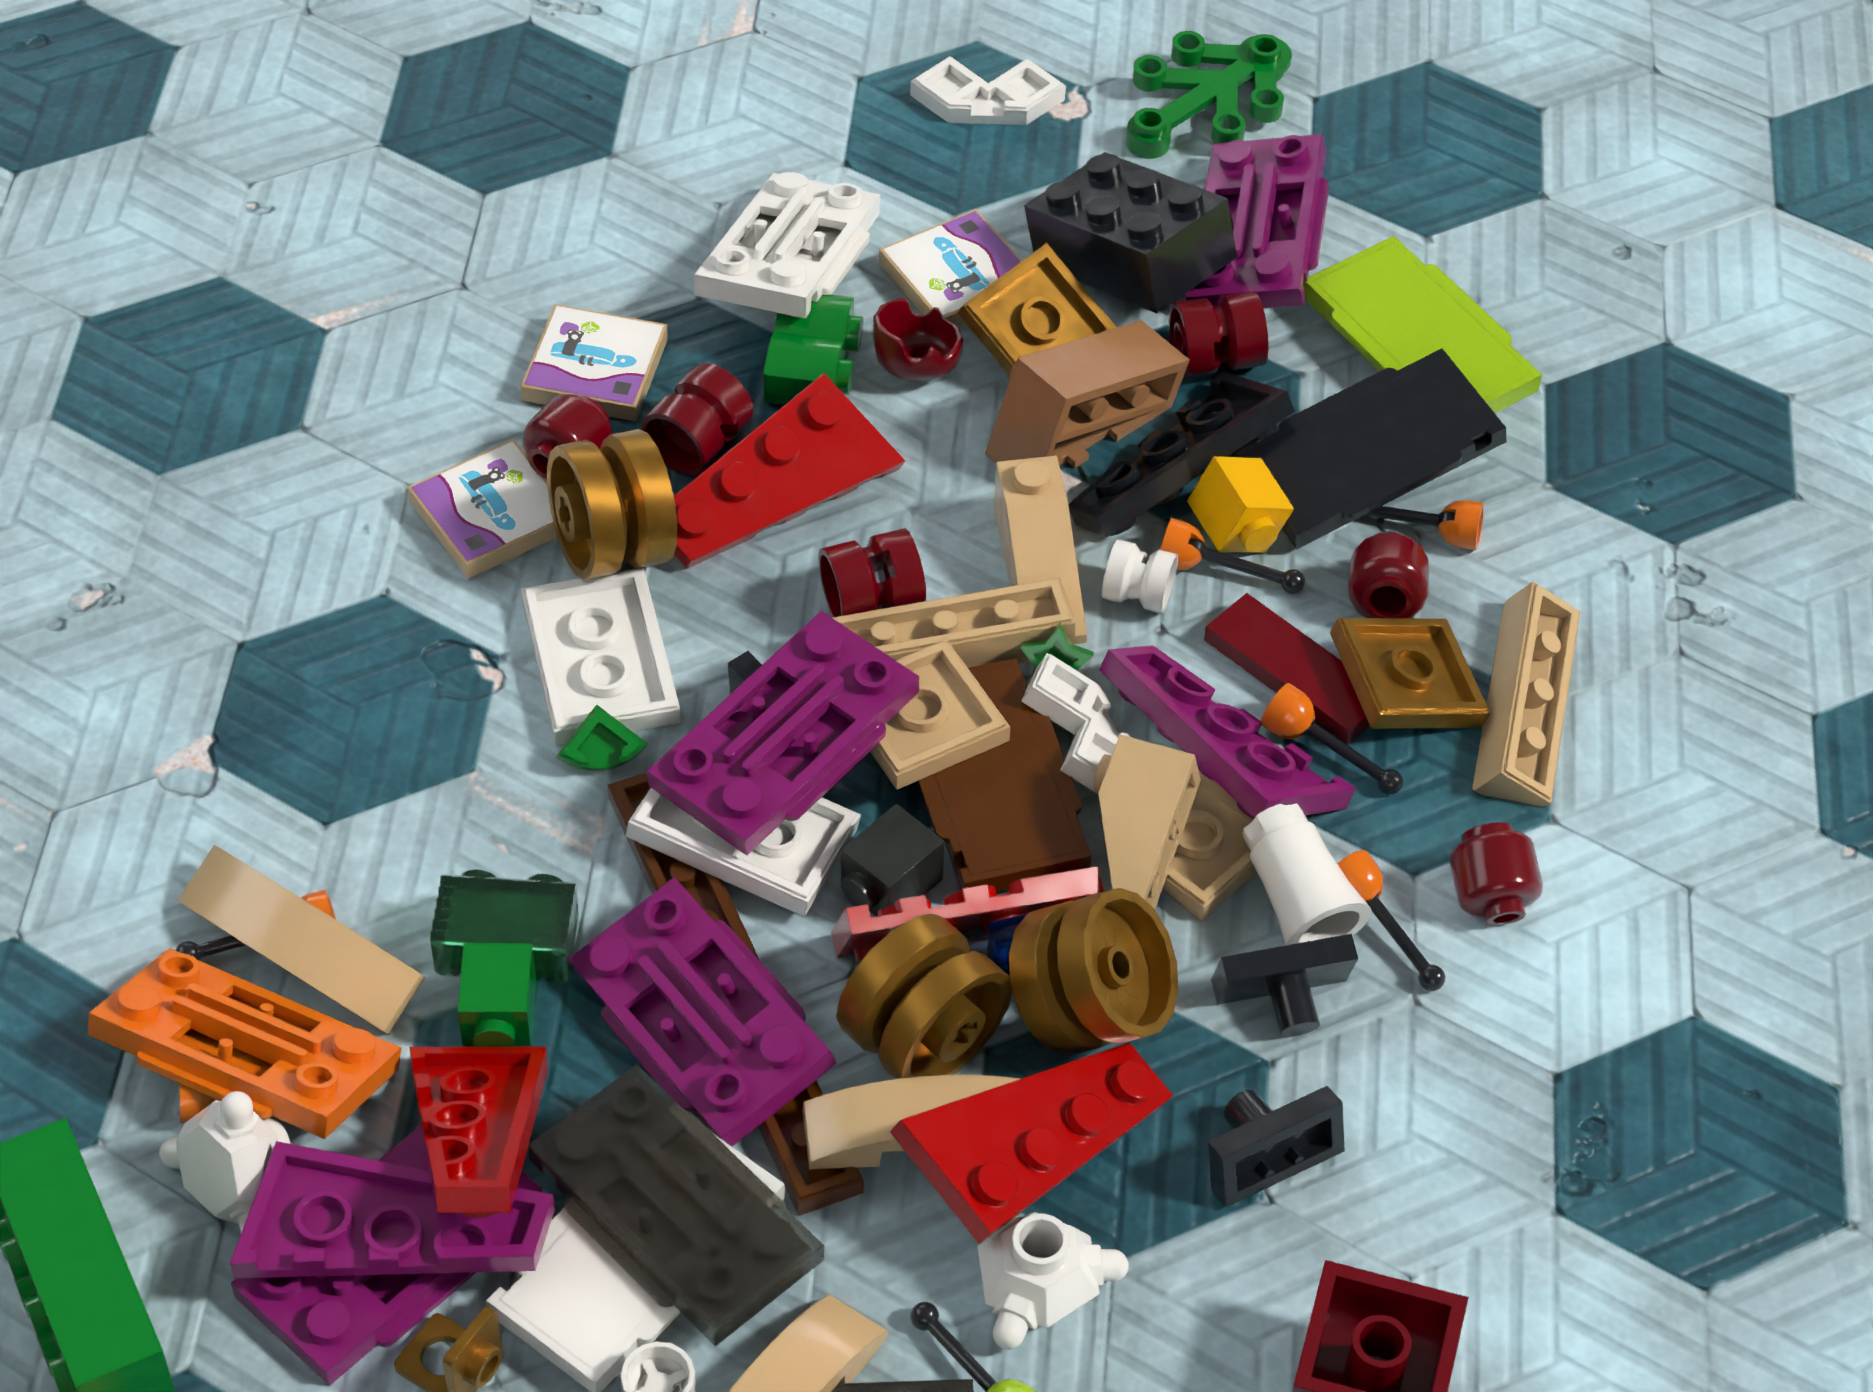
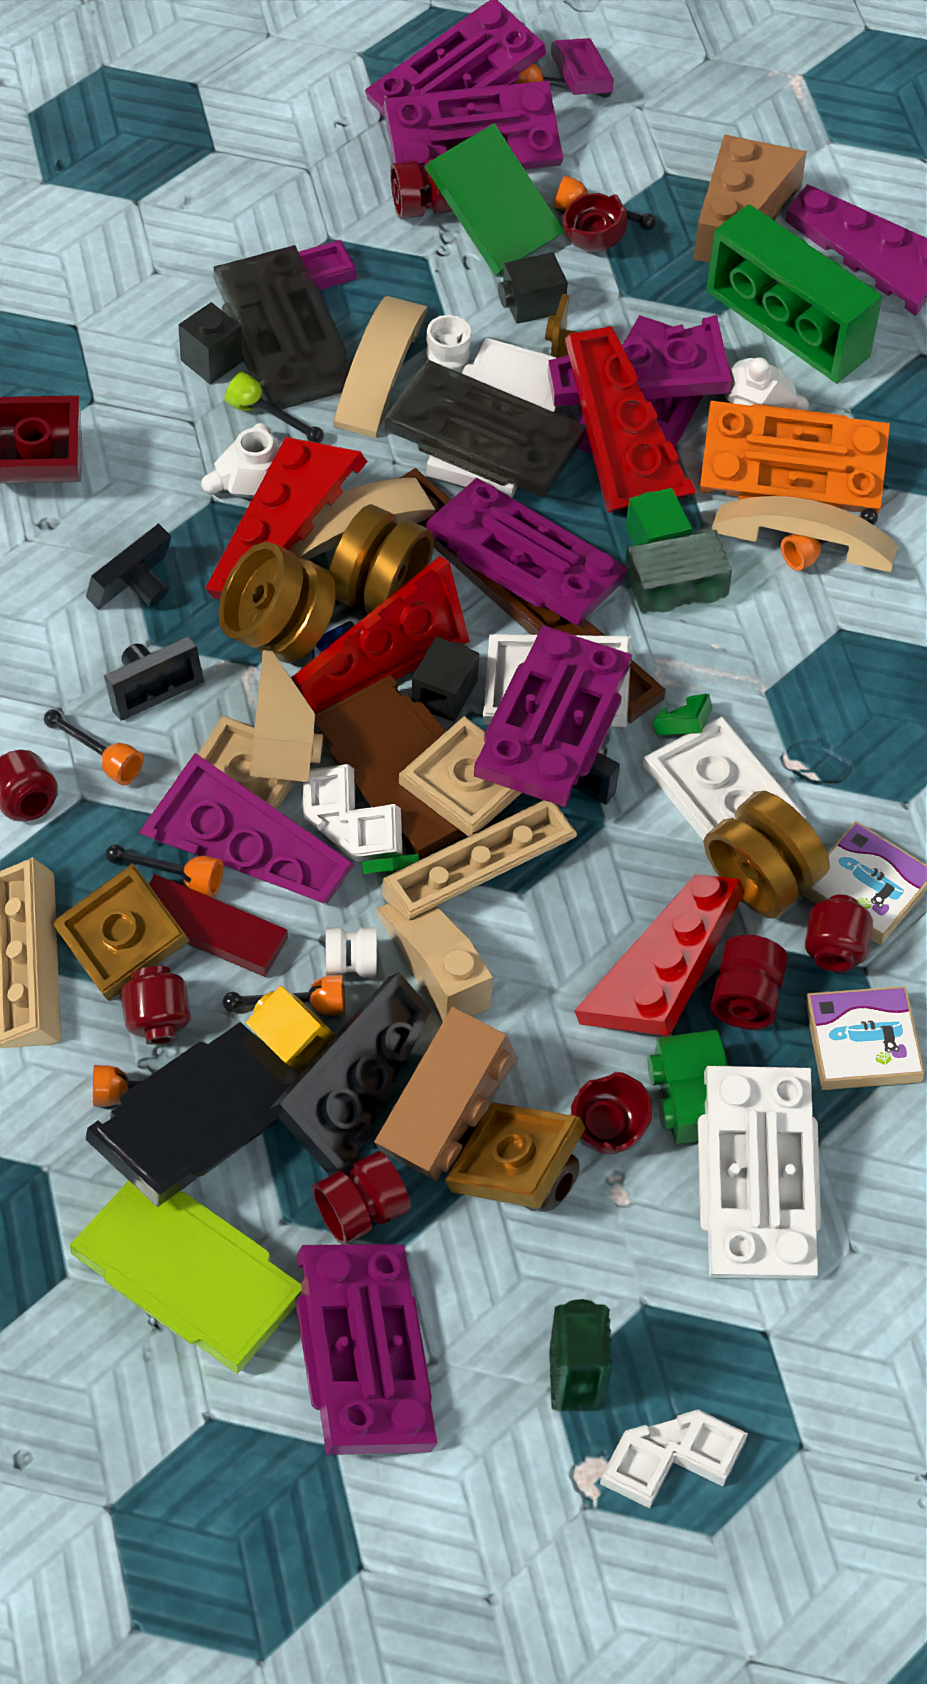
camera: 160 degrees right, 5 degrees up
(850, 577) = (557, 879): dark red wheel -> none
(948, 263) = (612, 1226): tile -> none
(1052, 129) = (580, 1356): none -> clear green brick
(1133, 230) = (471, 1262): black brick -> none
(1257, 59) = (459, 1525): green plant -> none
(1302, 877) = (153, 725): white plant -> none

